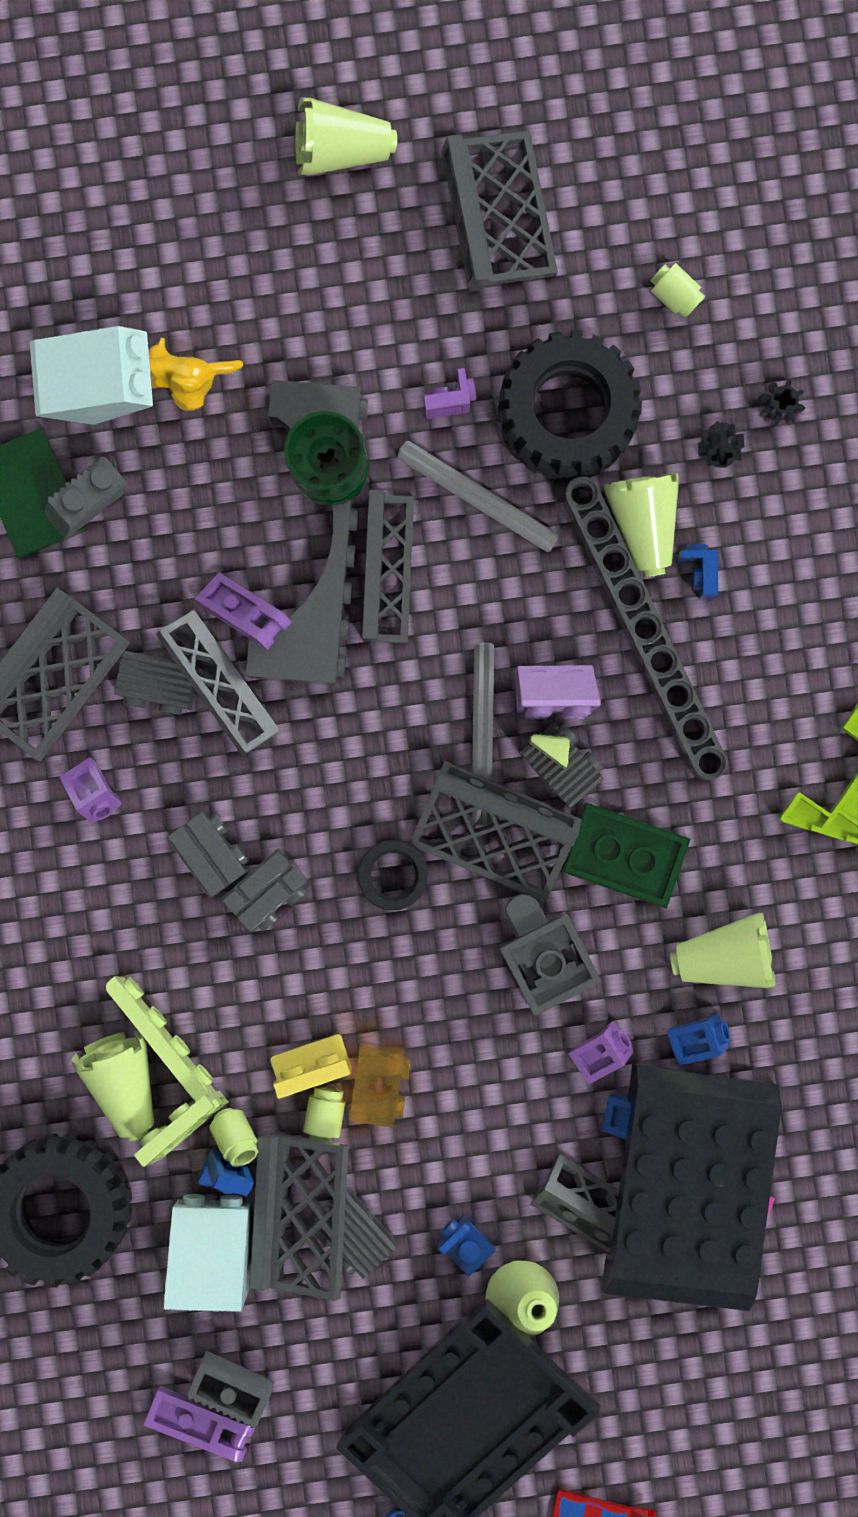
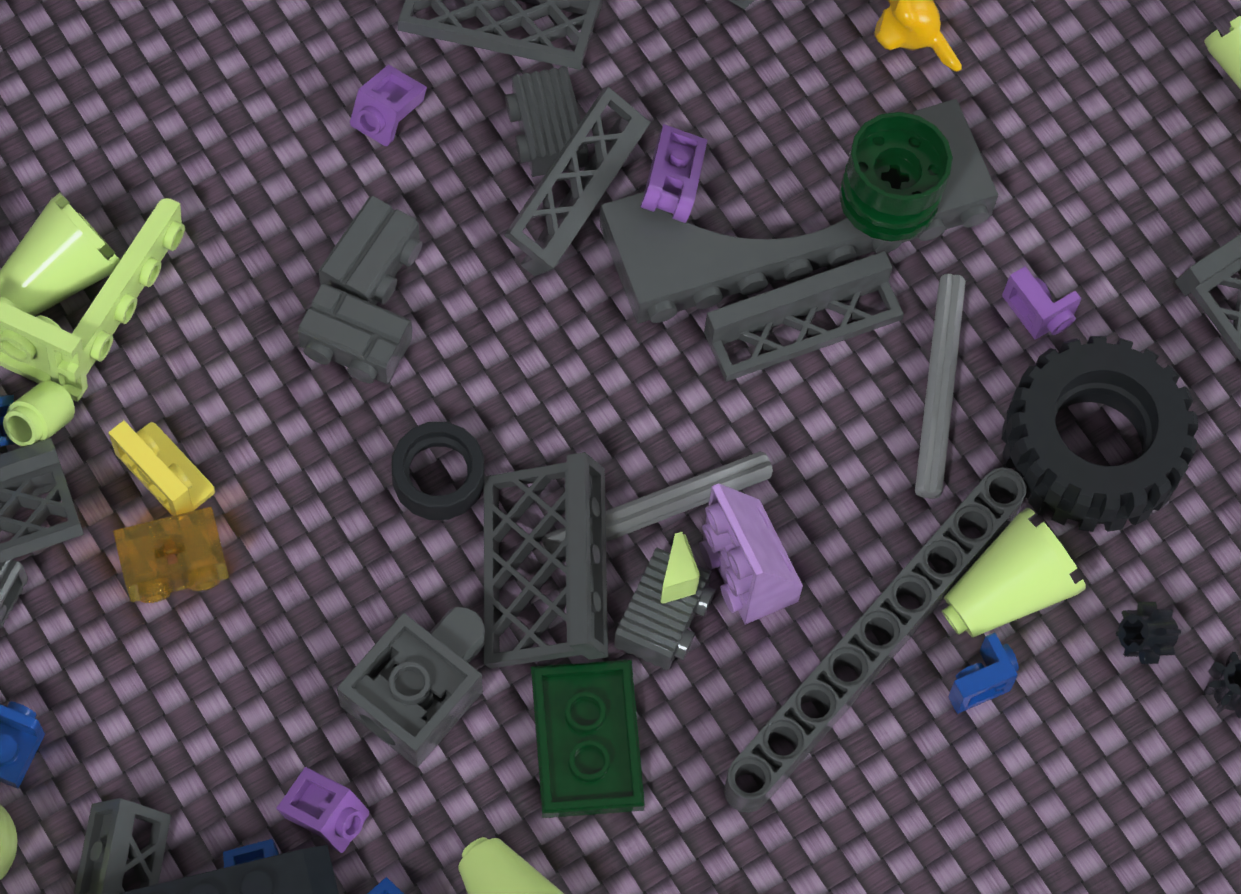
camera: 60 degrees right, 20 degrees down
(324, 1114) = (109, 508): yellowish green brick -> none

